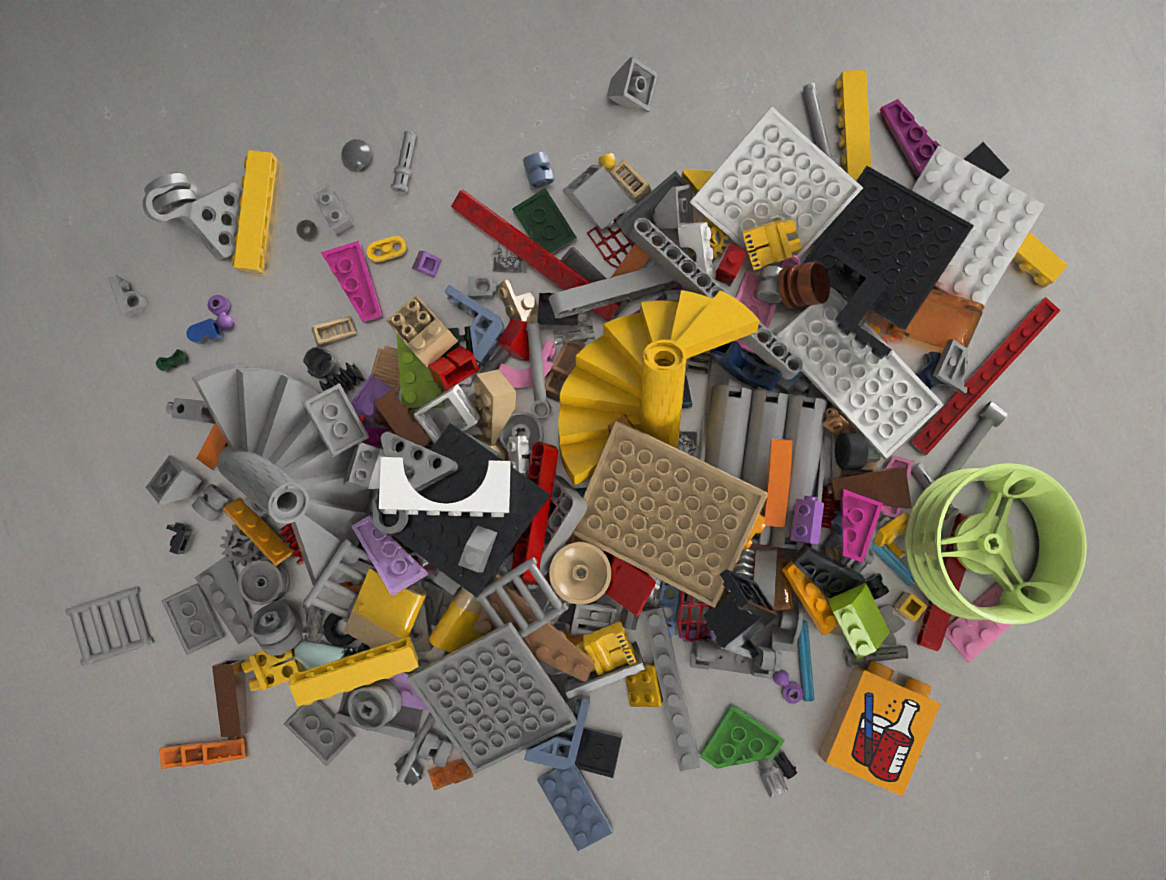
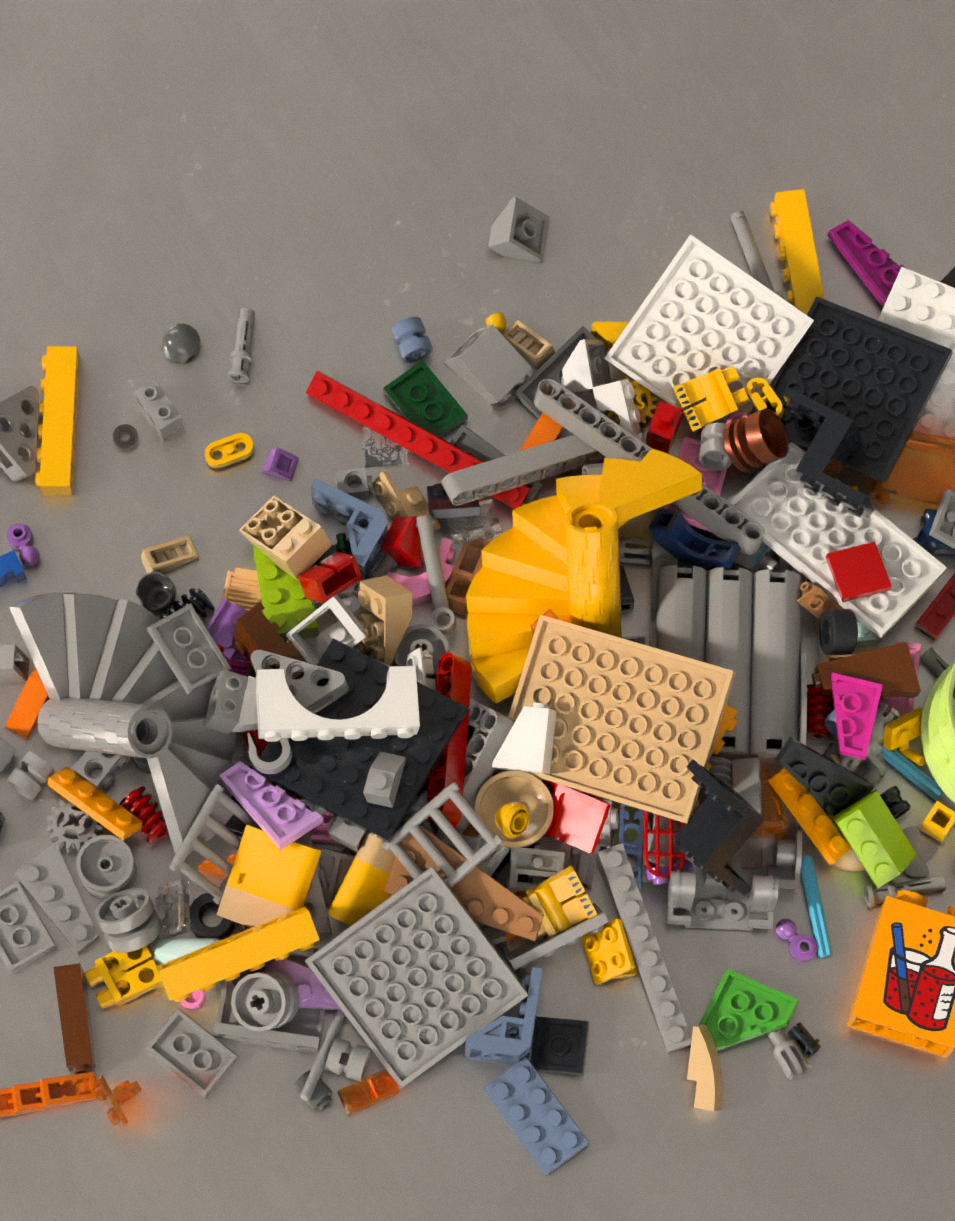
camera: 10 degrees left, 15 degrees down
(256, 767) = (122, 1093): none -> clear orange bracket
(353, 275) = (189, 486): dark pink wing -> none
(577, 585) = (512, 819): none -> yellow cone
(597, 524) = (529, 741): none -> white slope
(604, 242) = (526, 424): red window -> none
(707, 787) = (706, 1070): none -> tan slope
(778, 482) = (749, 670): orange slope -> none
(807, 520) = (790, 711): medium lavender brick -> none
(818, 247) = (769, 396): none -> yellow beam
(873, 404) = (858, 571): none -> red tile

